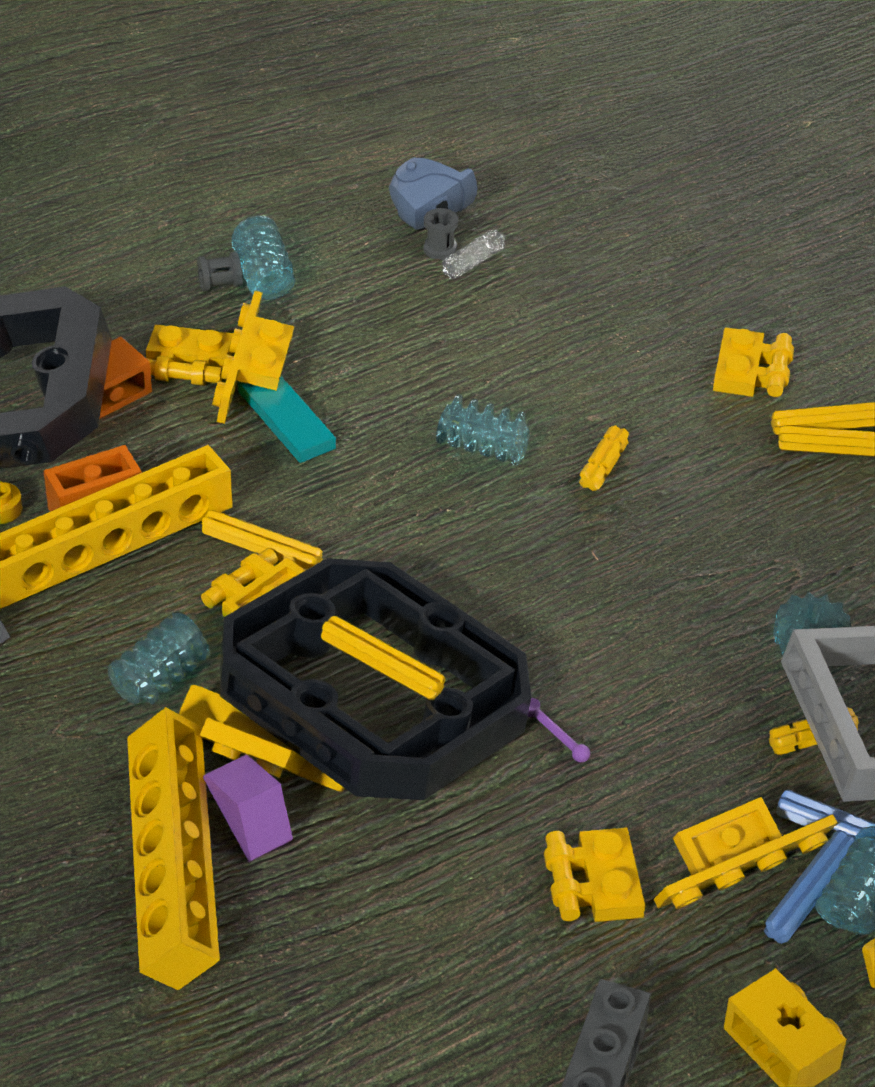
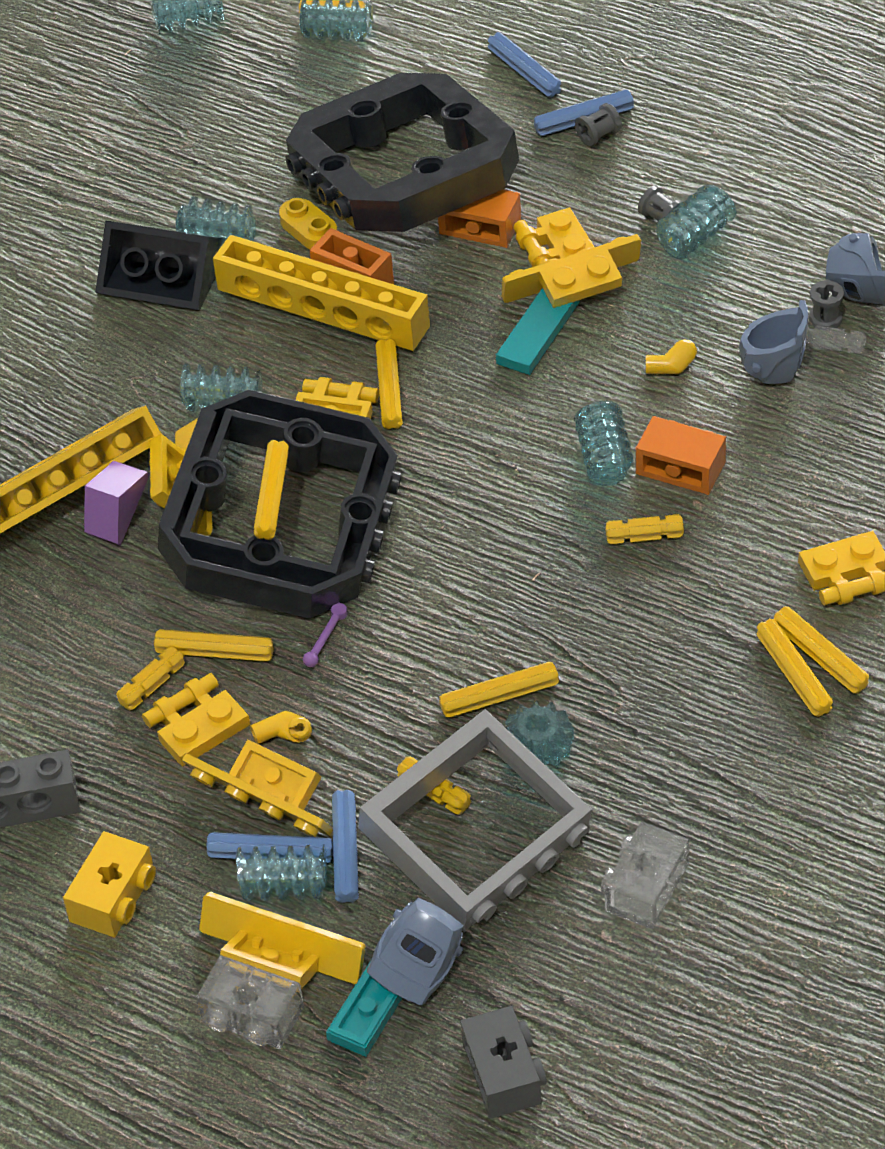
camera: 65 degrees right, 5 degrees up
(37, 259) = (565, 117): none -> medium blue axle
(62, 258) = (598, 124): none -> dark grey bush
(415, 350) = (674, 361): none -> yellow arm
(474, 269) = (775, 345): none -> sand blue helmet
(504, 819) = (215, 645): none -> yellow axle
(511, 888) = (150, 678): none -> yellow axle
(543, 390) = (680, 455): none -> orange brick
(658, 807) = (282, 725): none -> yellow arm
(726, 636) = (498, 689): none -> yellow axle

